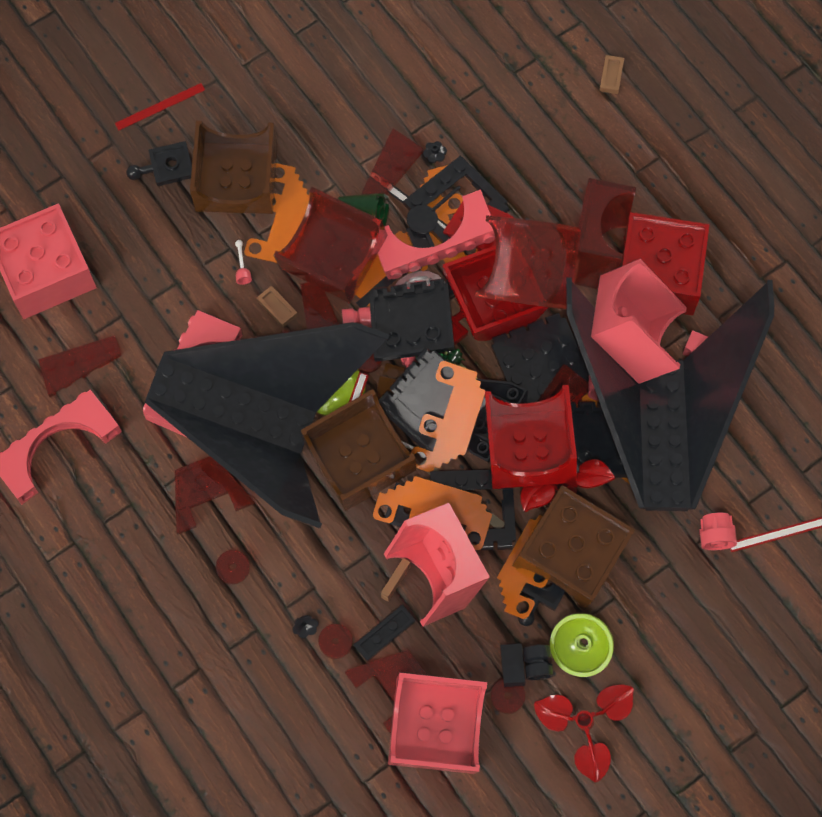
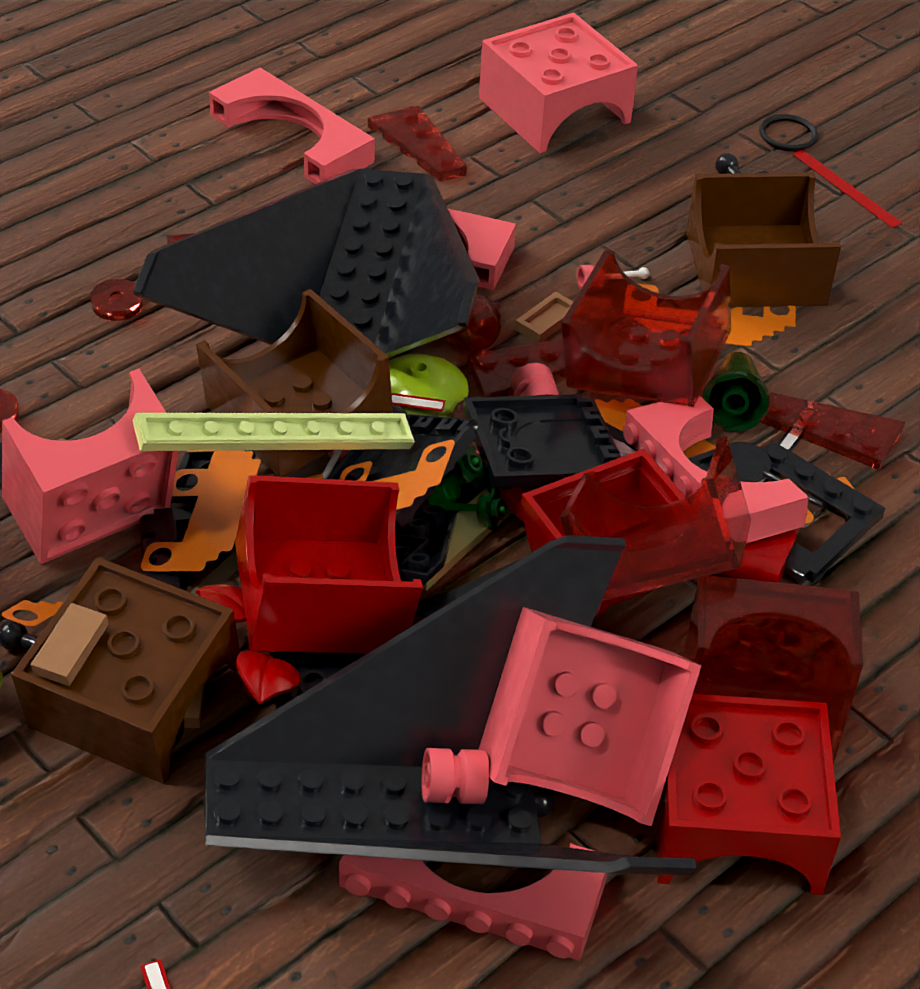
camera: 80 degrees right, 25 degrees down
(92, 112) = (787, 146): none -> black tyre
(305, 626) = (16, 371): black plant -> none
(434, 456) = (271, 431): none -> yellowish green tile
(435, 152) = (882, 482): black plant -> none
(580, 568) = (69, 644): none -> medium nougat tile
(661, 390) = (455, 776): none -> coral wheel
(717, 532) = (171, 916): coral piece -> none

